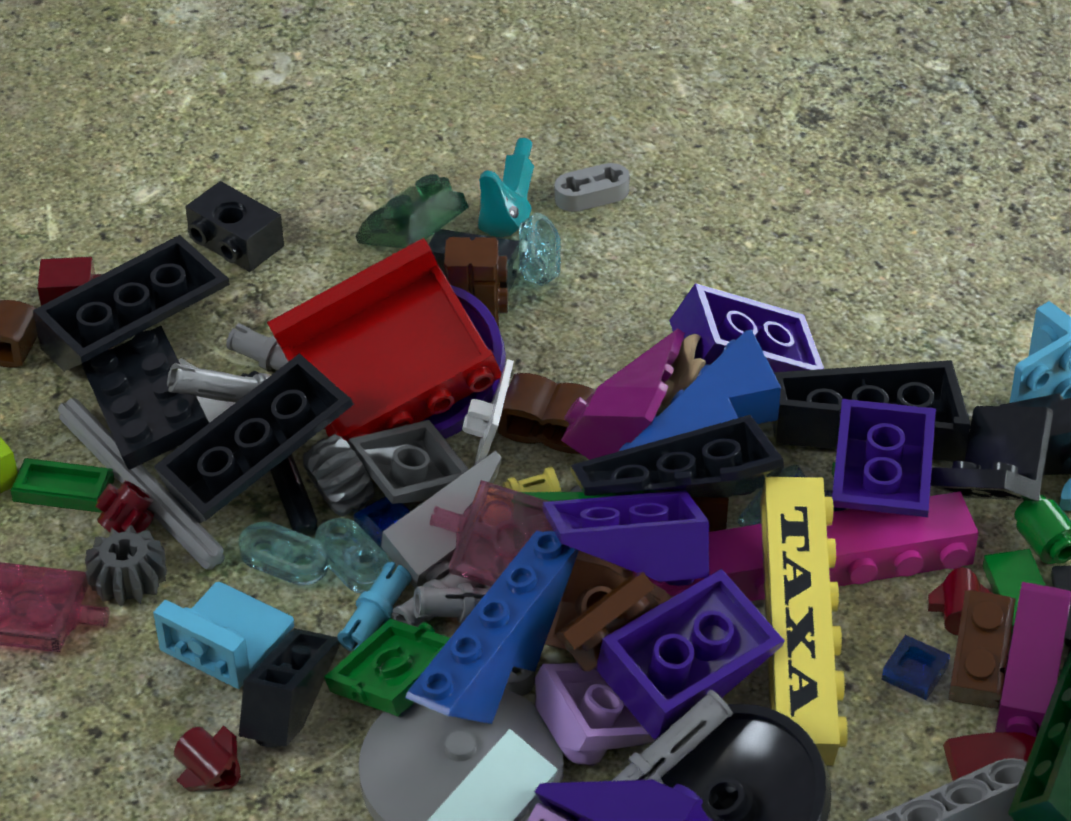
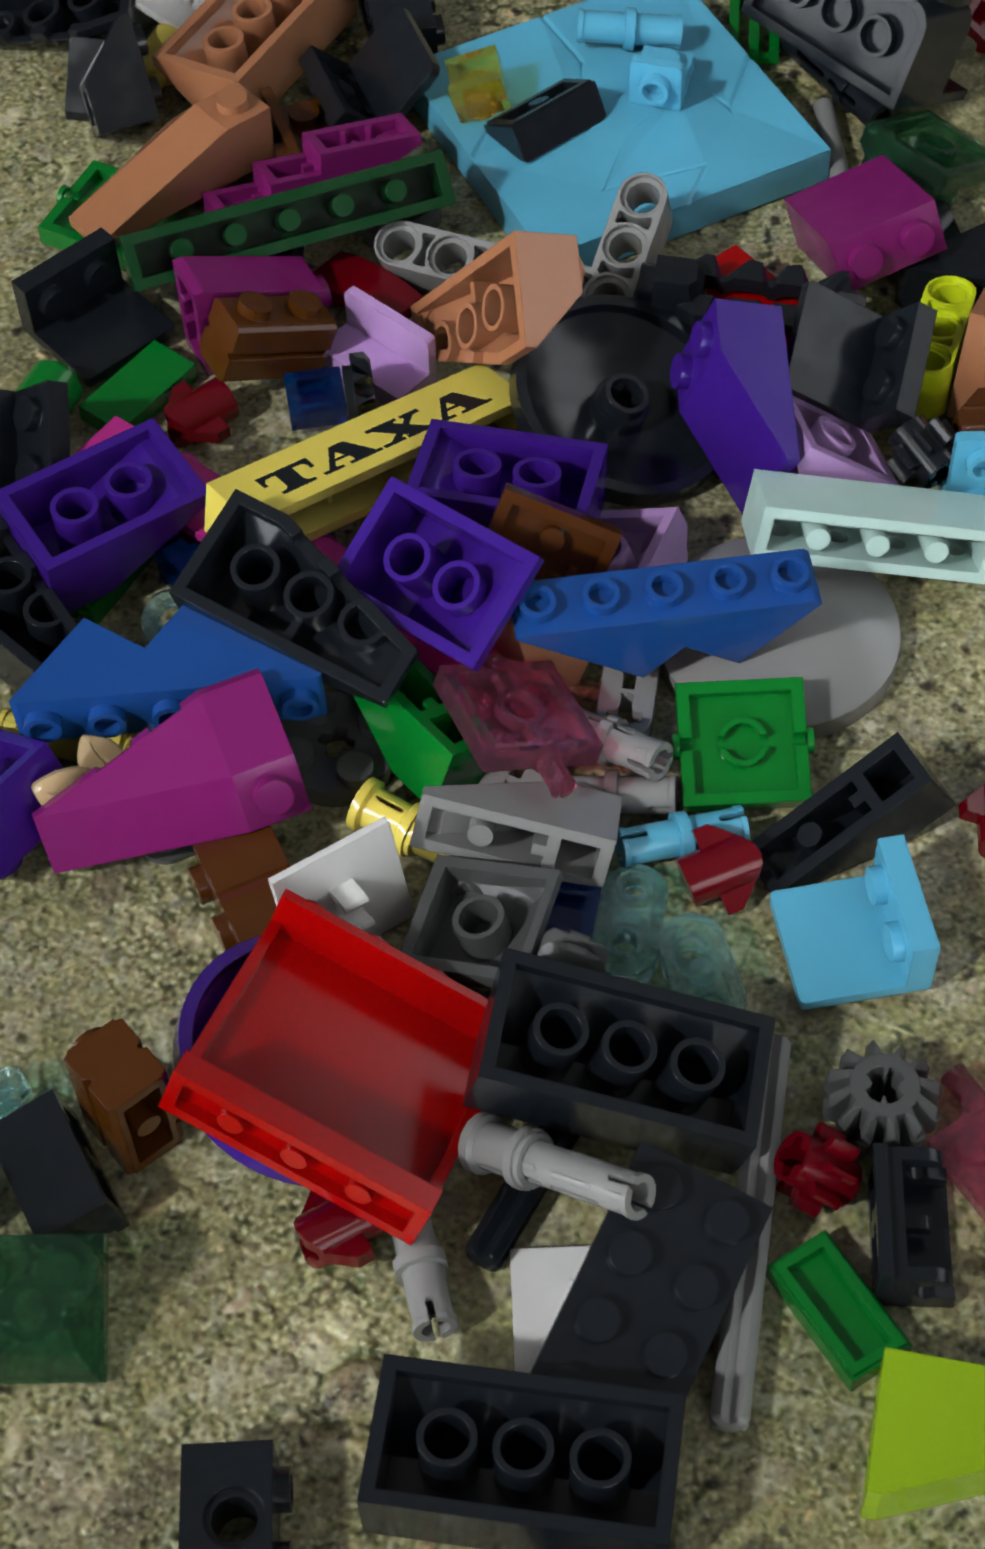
camera: 130 degrees left, 10 degrees up
(54, 526) = (909, 1227): none -> black hinge
(333, 602) = (721, 868): none -> dark red piece
(677, 740) = (632, 453): light grey pin -> none
(839, 724) = (503, 299): none -> nougat wedge
(892, 673) = (358, 385): none -> black gear
(922, 727) = (398, 349): none -> lavender panel

